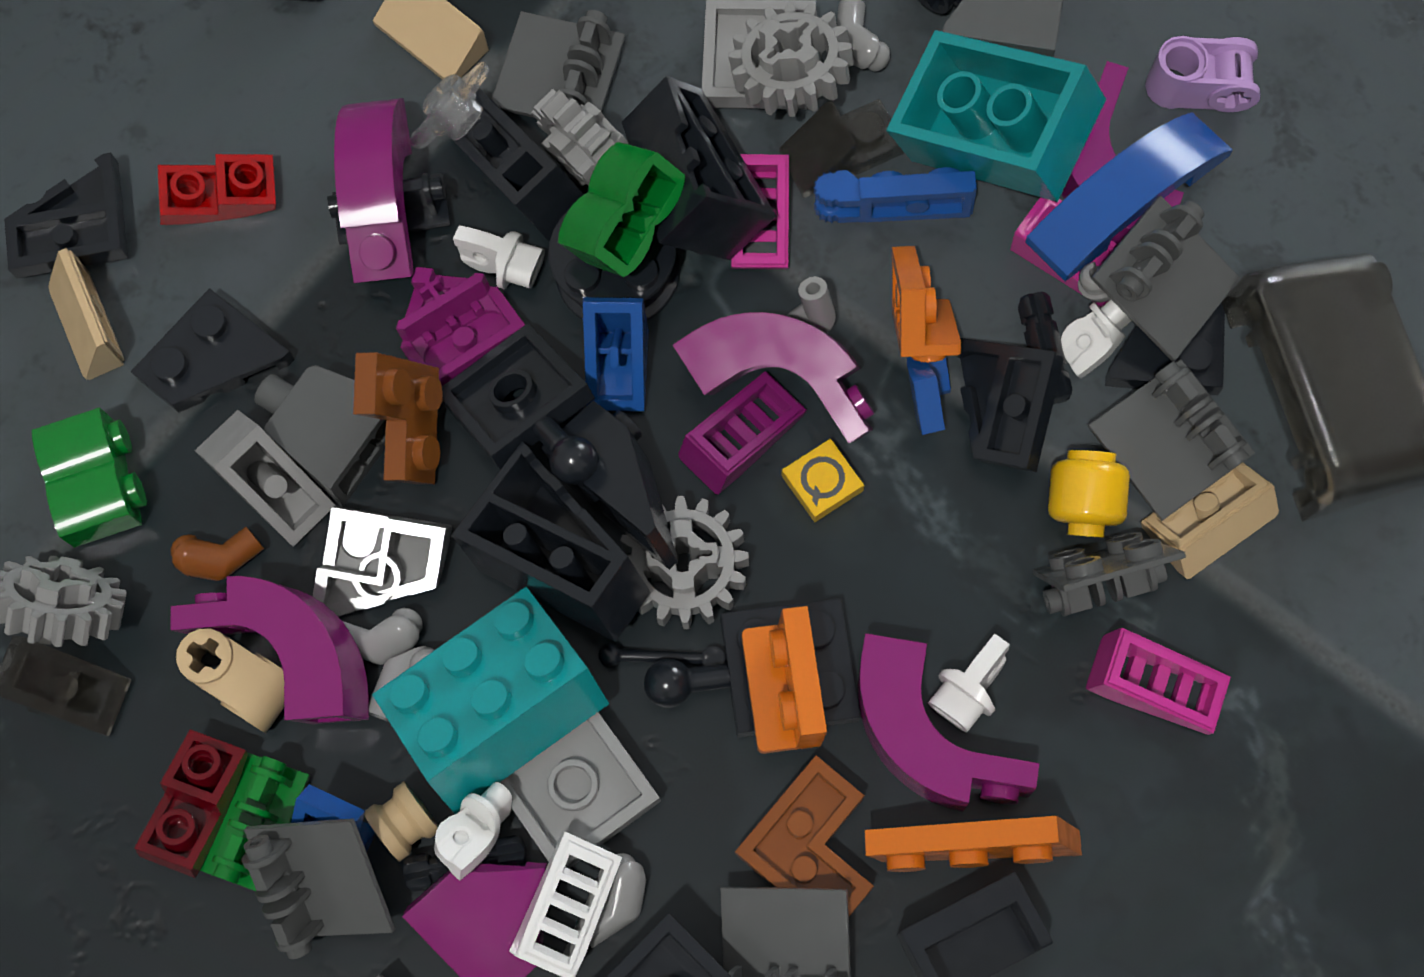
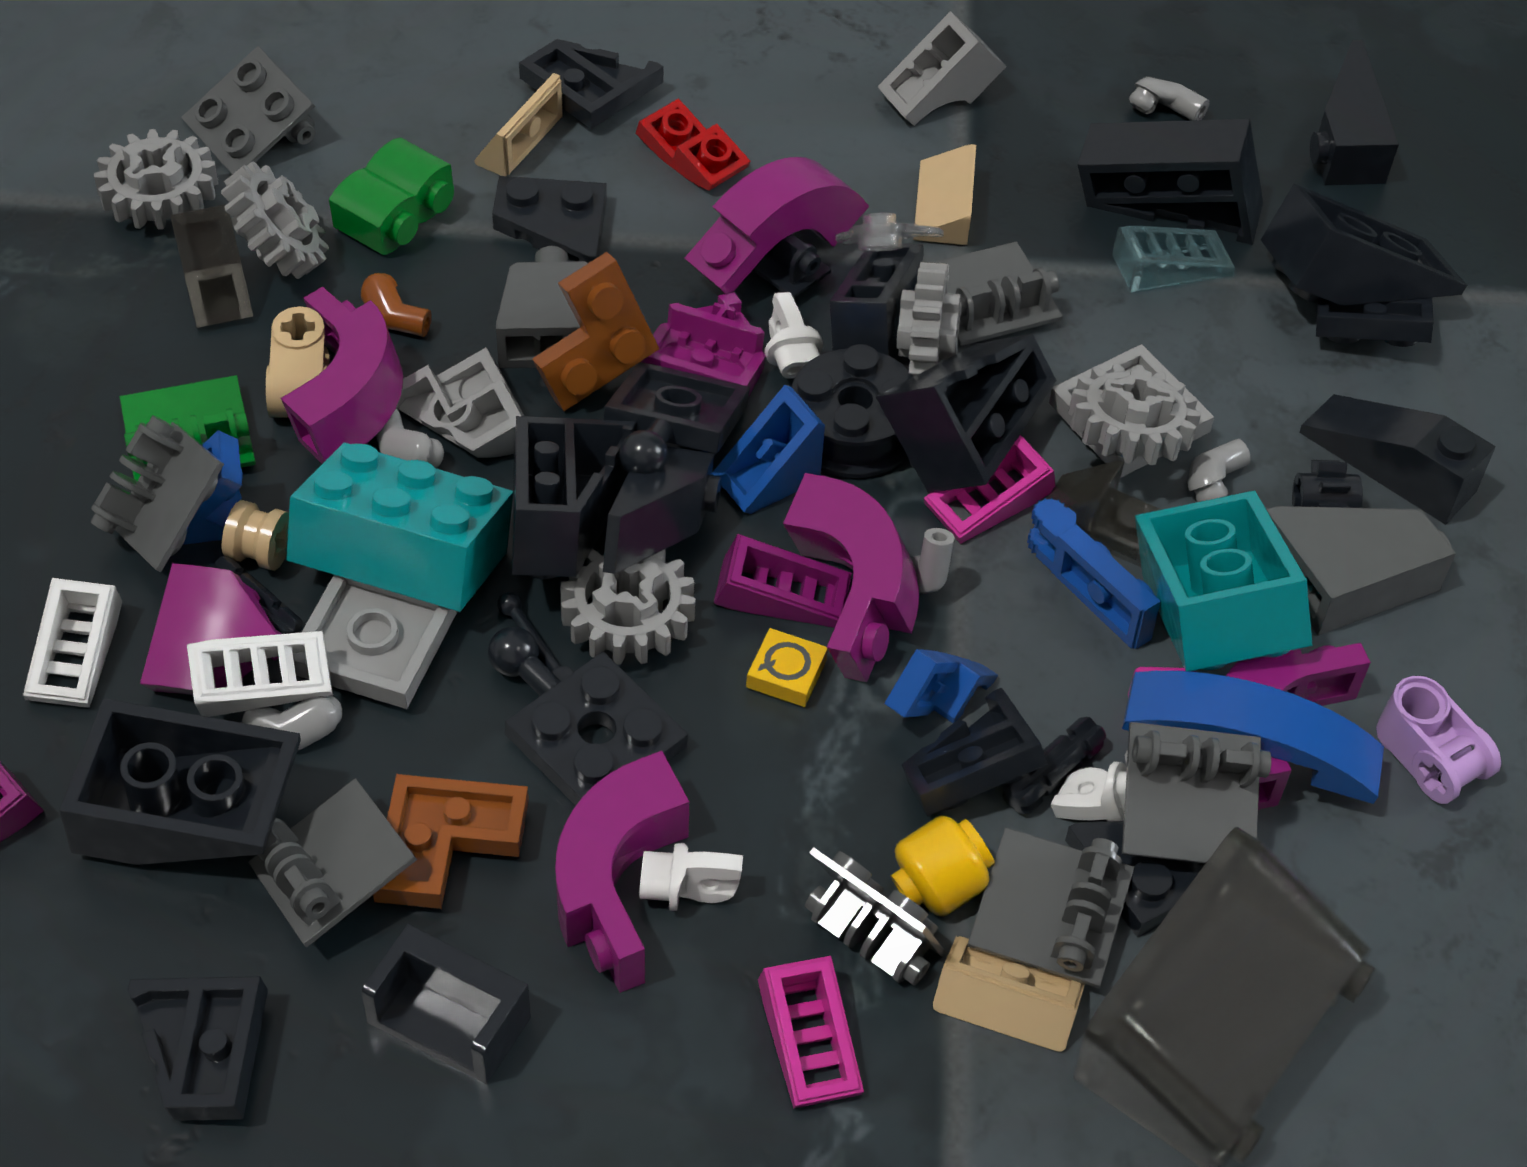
camera: 45 degrees right, 20 degrees down
(194, 803) = (194, 389): dark red slope -> none
(265, 477) = (474, 295): light grey slope -> none
(471, 833) = (279, 573): white piece -> none
(624, 203) = (863, 357): green brick -> none
(784, 684) = (570, 710): orange bracket -> none
(921, 322) = (989, 621): orange bracket -> none
(973, 843) = (543, 951): orange wing -> none

